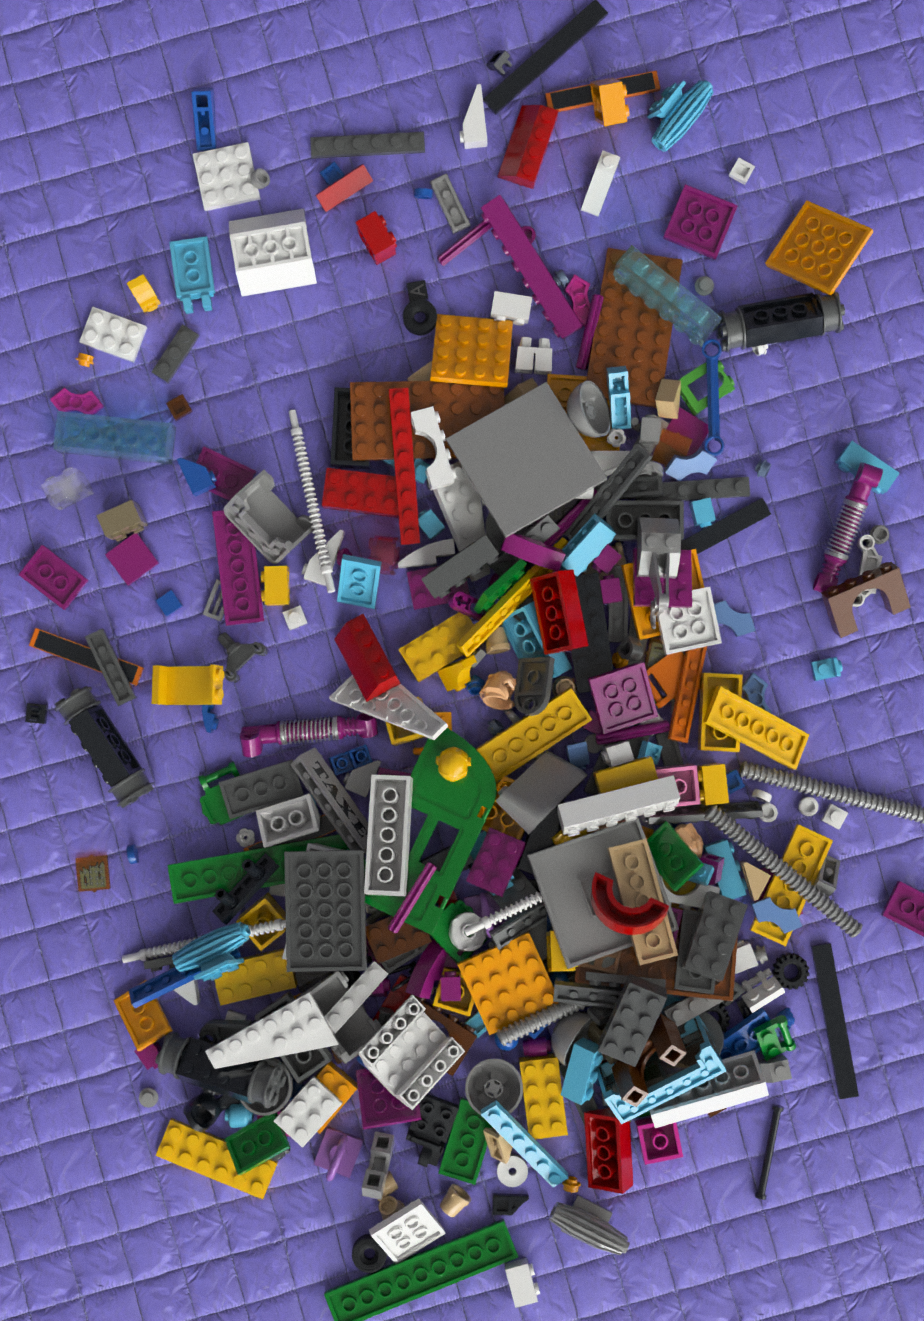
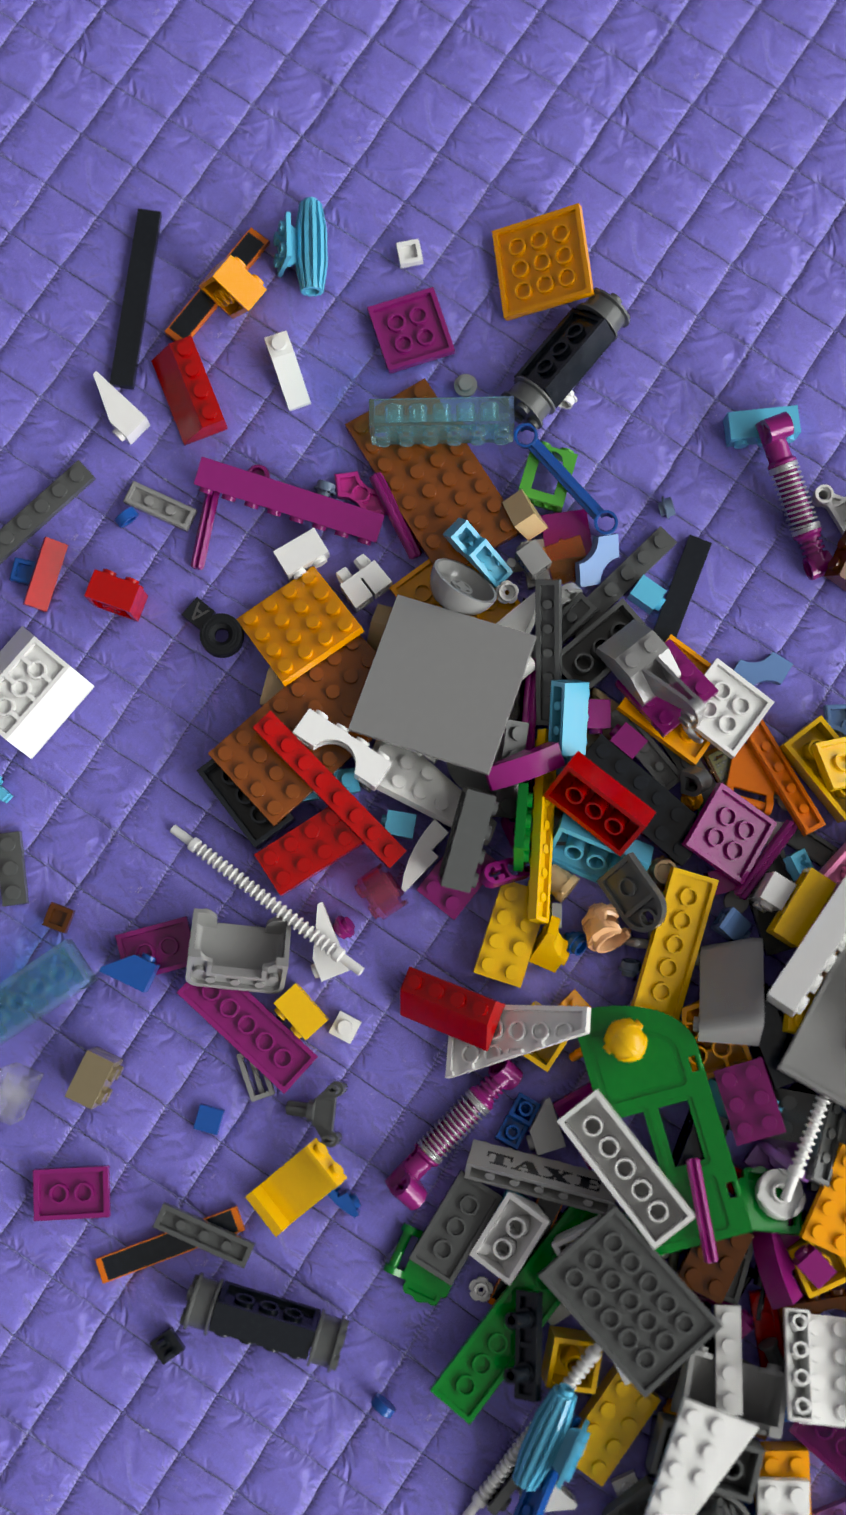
camera: 40 degrees left, 5 degrees down
(93, 873) = (358, 1460): piece -> none
(132, 558) = (135, 1106): magenta tile -> none
(359, 581) = (379, 938): medium azure plate -> none
(498, 60) = (94, 339): black tile -> none
(880, 534) = (826, 475): light grey plate -> none

